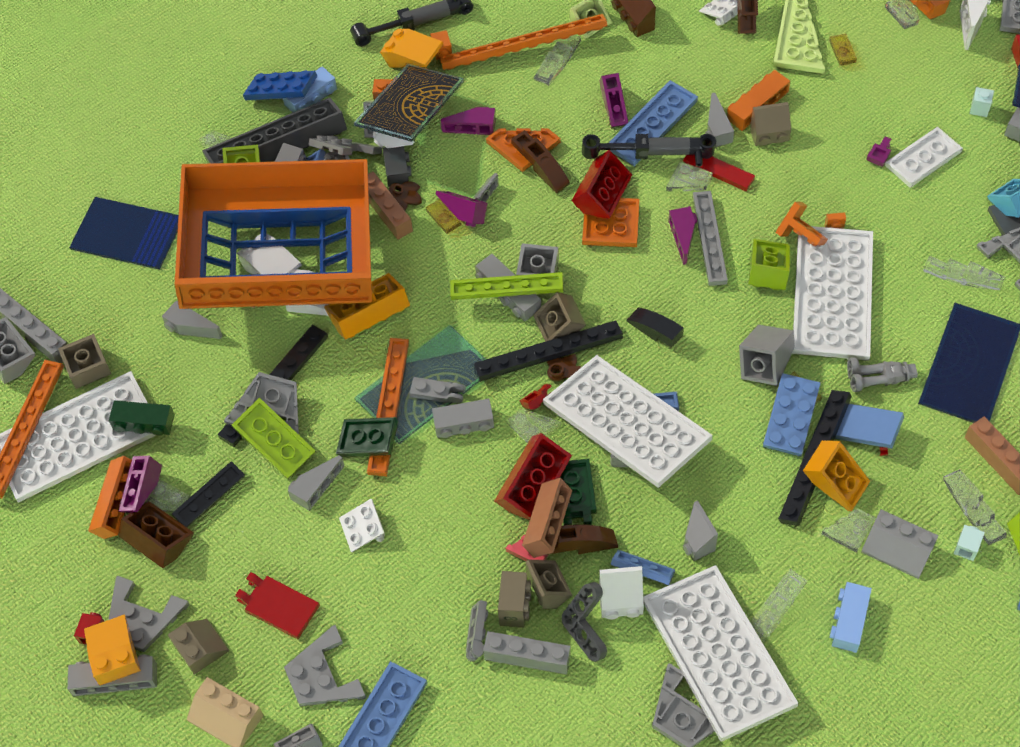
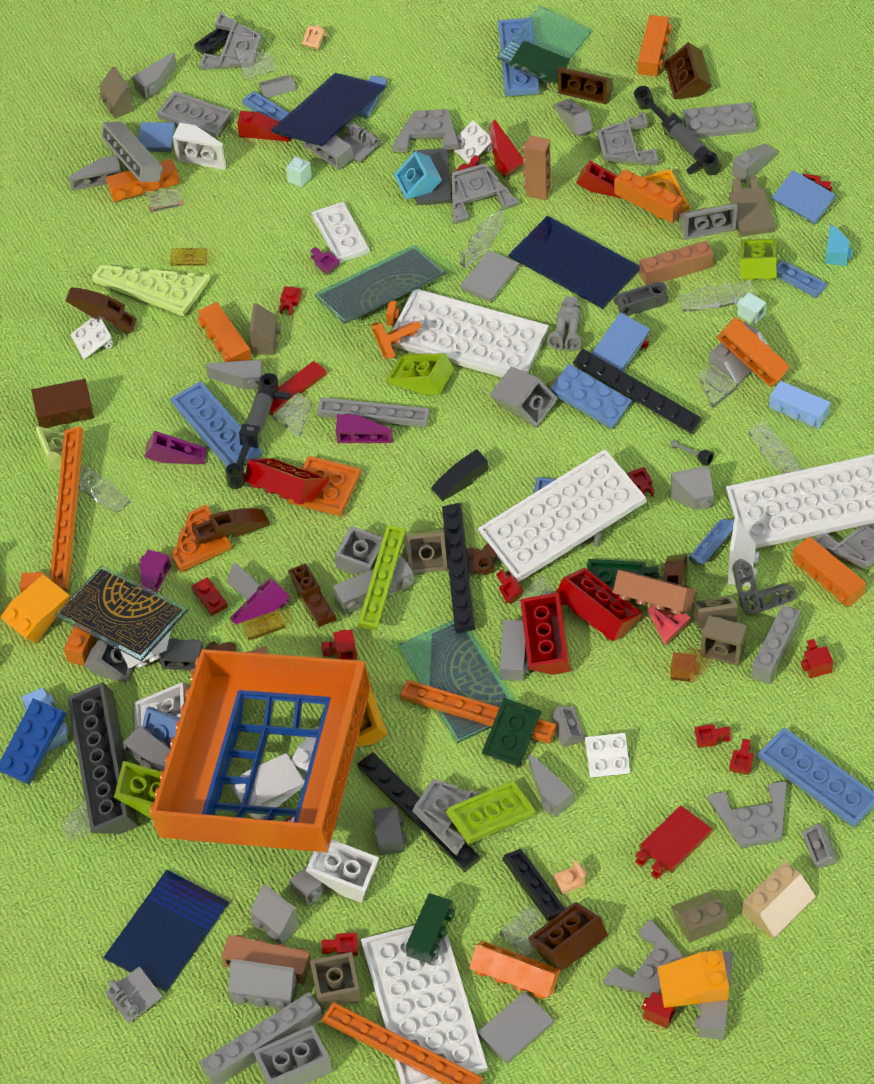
camera: 75 degrees left, 5 degrees down
(60, 224) = (133, 994): none -> light grey hinge
(62, 515) = (515, 1027): none -> light grey tile
(73, 309) = (261, 984): none -> light grey slope
(103, 306) = (259, 951): none -> nougat brick
(126, 360) = (342, 944): none -> red plate
(141, 481) = (511, 939): magenta slope -> none
(143, 301) = (274, 915): none -> light grey slope
(192, 337) = (344, 869): none -> white slope
(222, 525) = (571, 878): none -> light nougat bracket
(244, 365) = (388, 830): none -> dark grey brick
(343, 146) = (141, 694): light grey wing -> none
(380, 648) = (742, 760): none -> red plate
(392, 486) = (568, 725): none -> light grey slope
(404, 611) = (708, 735): none -> red plate
(434, 280) = (343, 645): none -> red brick
(436, 390) = (473, 667): light grey hinge -> none
(466, 170) = (209, 596): none -> red plate
(476, 632) = (743, 680): light grey hinge -> none
(479, 572) = (684, 667): none -> clear orange brick
(482, 439) = (545, 634): none -> red slope
(483, 244) = (311, 595): none -> reddish brown slope
(517, 697) = (816, 660): none -> red brick
(635, 688) = (828, 571): none -> orange brick
(699, 484) = (642, 480): none -> red plate
(751, 538) = (704, 456): none -> black hinge
(824, 138) = (289, 298): none -> red plate
(837, 474) = (662, 376): light orange slope -> none
(867, 202) = (379, 284): none -> clear light blue piece
(896, 550) = (753, 351): none -> orange brick
(919, 293) = (489, 276): none -> light grey tile
(940, 434) = (642, 298): none -> dark grey piece

